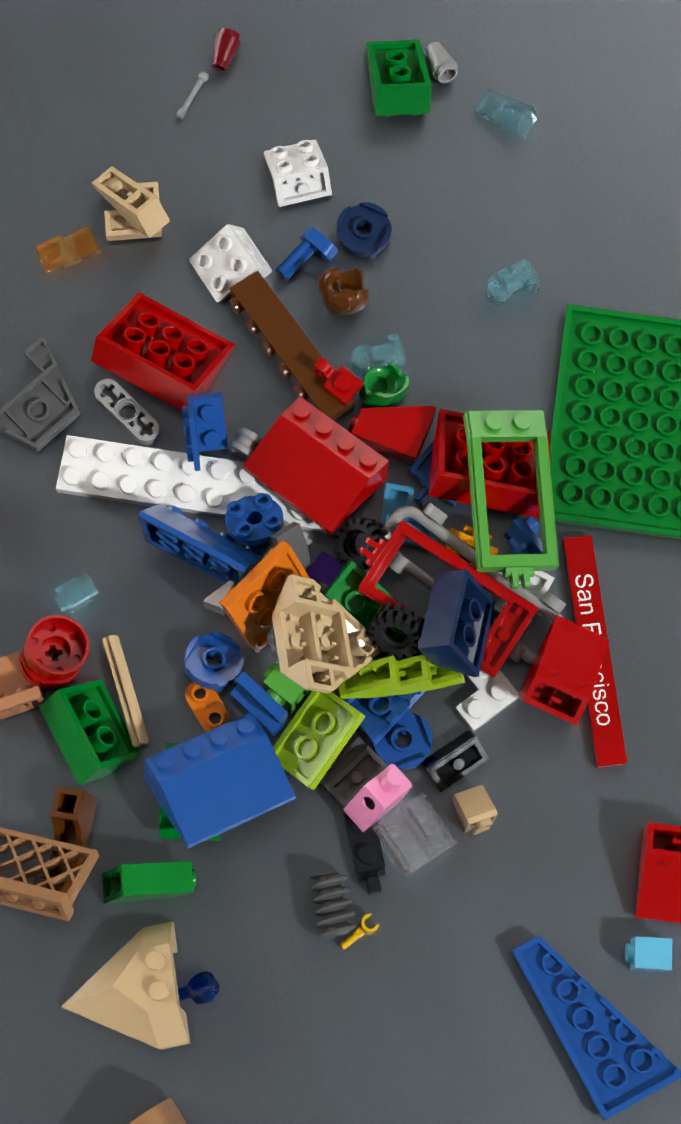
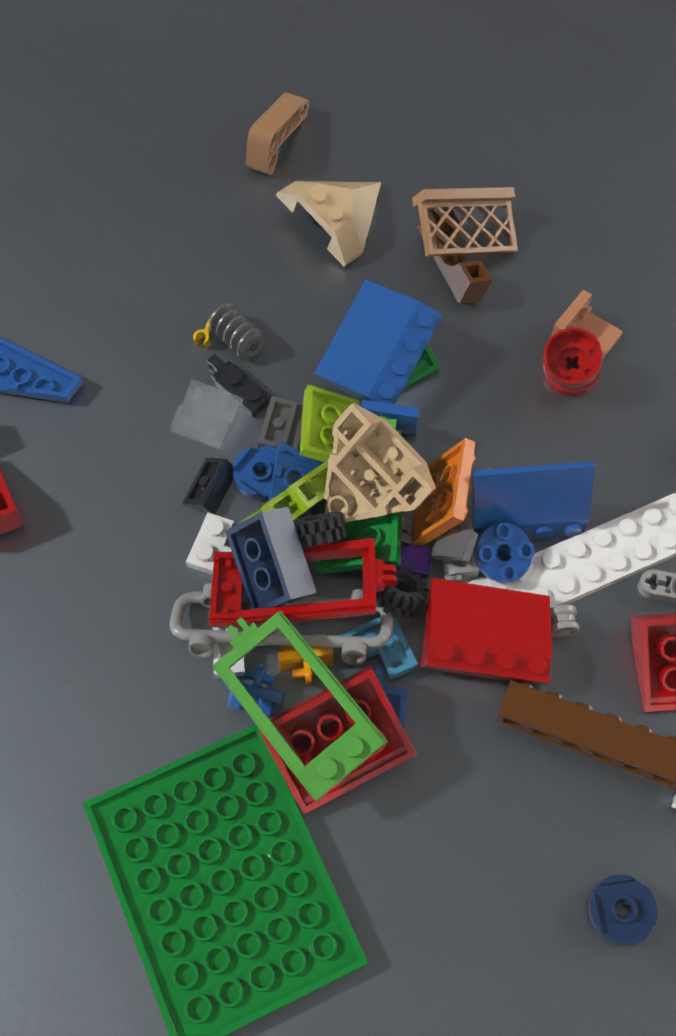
camera: 150 degrees right, 10 degrees down
(75, 594) = (594, 423): clear light blue brick -> none
(89, 730) = (501, 340): green slope -> none
(125, 691) = (500, 383): tan axle -> none
(148, 881) = (384, 265): green slope -> none
(201, 988) = (294, 236): clear blue plate -> none
(204, 425) = (615, 604): blue bracket -> none
(206, 707) = (429, 409): orange plate -> none
(208, 675) = (439, 425): blue plate -> none
(312, 242) = (656, 858): blue piece -> none
(339, 384) = (522, 717): red plate -> none
(343, 291) = (591, 823): reddish brown hair -> none
(378, 356) = (514, 773): clear light blue leg -> none
(384, 387) = (483, 752): green hair -> none
(385, 790) = (248, 411): bright pink torso -> none
(394, 430) = (444, 717): red slope -> none
(475, 809) = (168, 447): tan slope -> none
(512, 280) = (446, 943): clear light blue leg -> none
(564, 670) = (155, 589): red slope -> none
(589, 613) = (146, 643): red tile -> none

